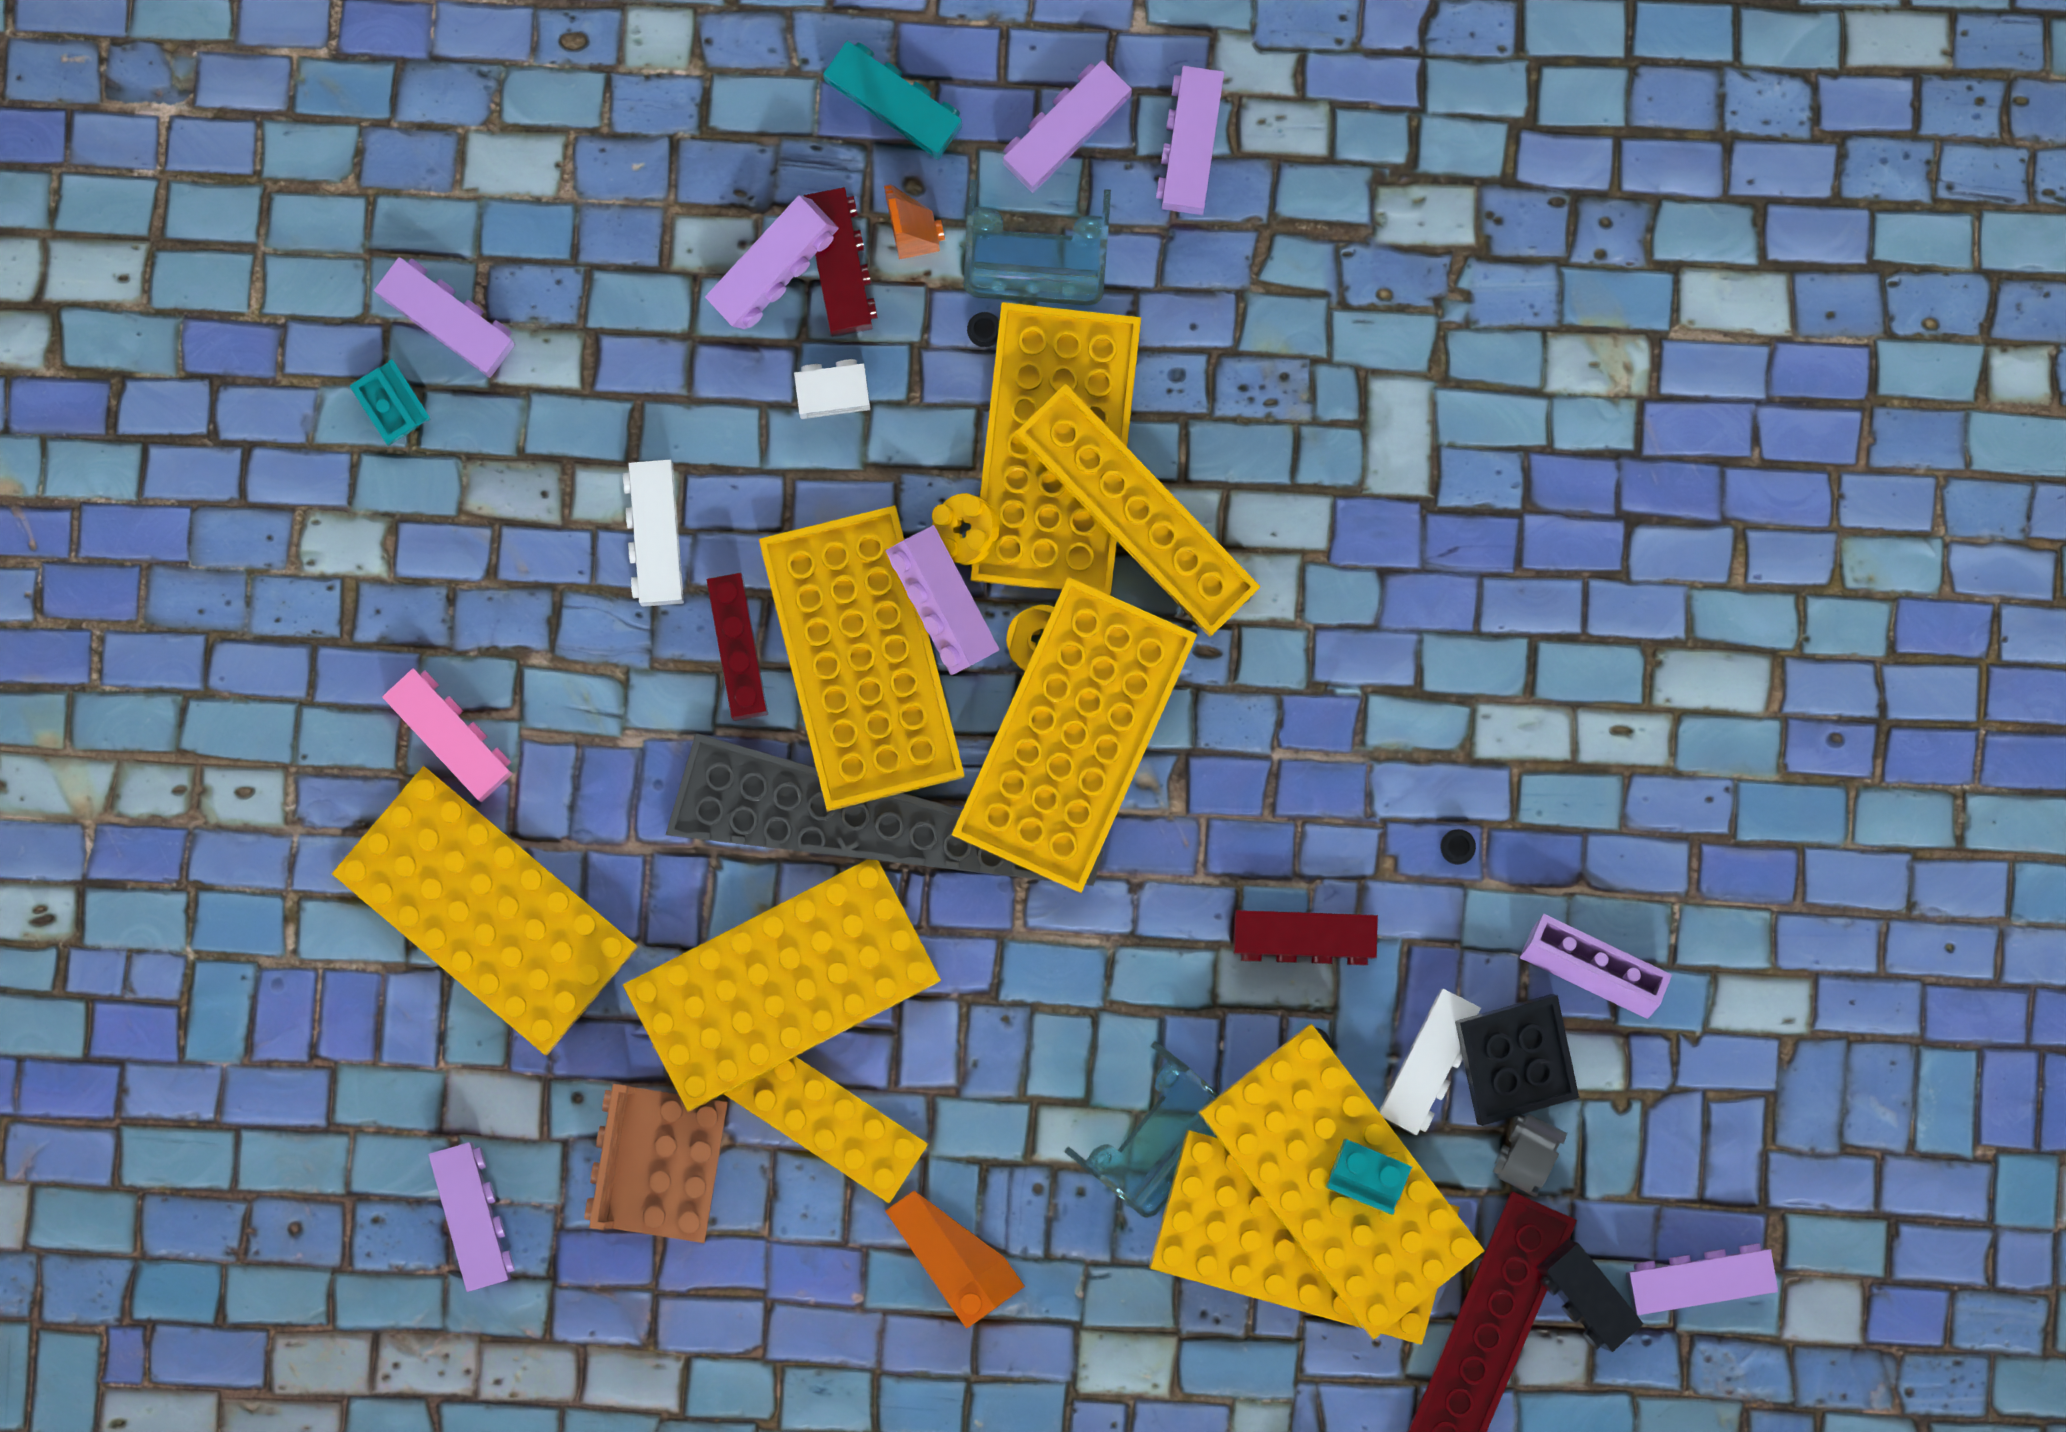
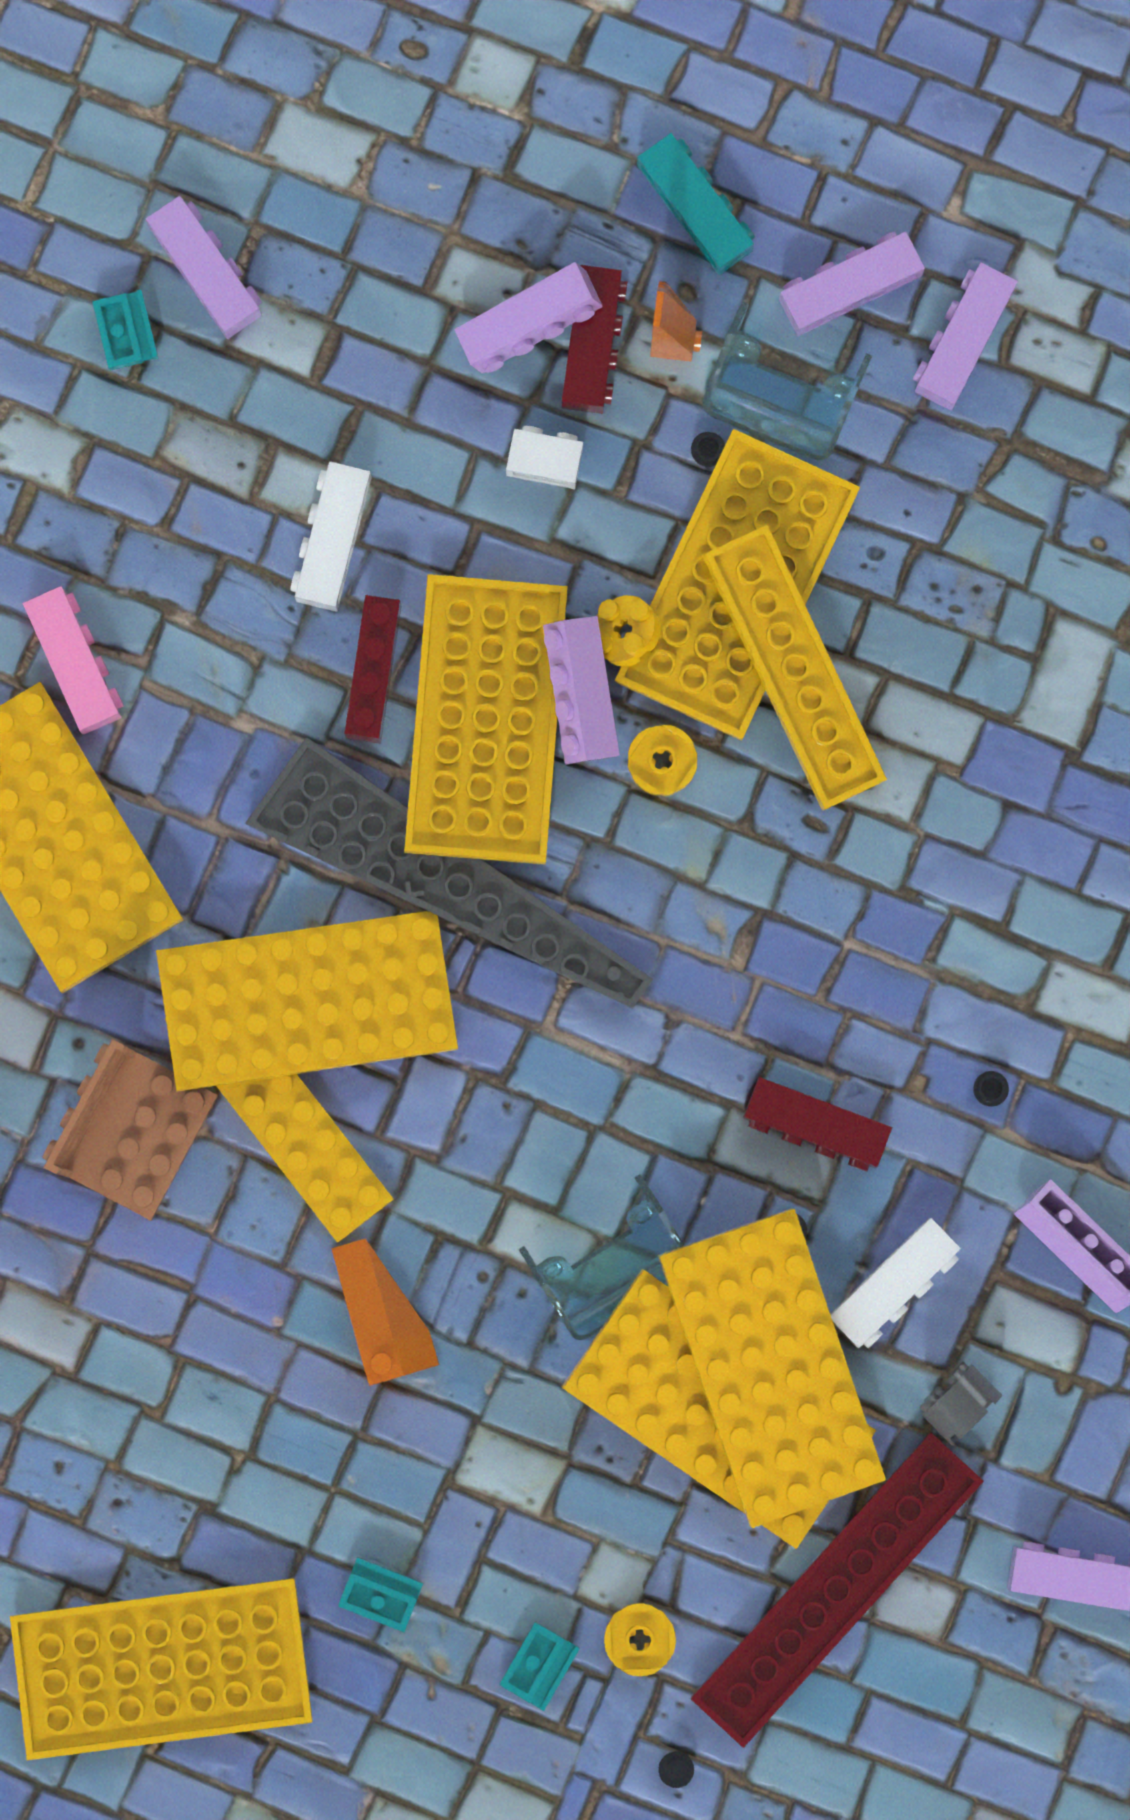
camera: 20 degrees right, 0 degrees up
(1074, 735) = (662, 859): yellow plate -> none
(1368, 1176) = (799, 1371): teal plate -> none
(1517, 1059) = (978, 1309): black plate -> none
(1588, 1296) = (970, 1557): black brick -> none

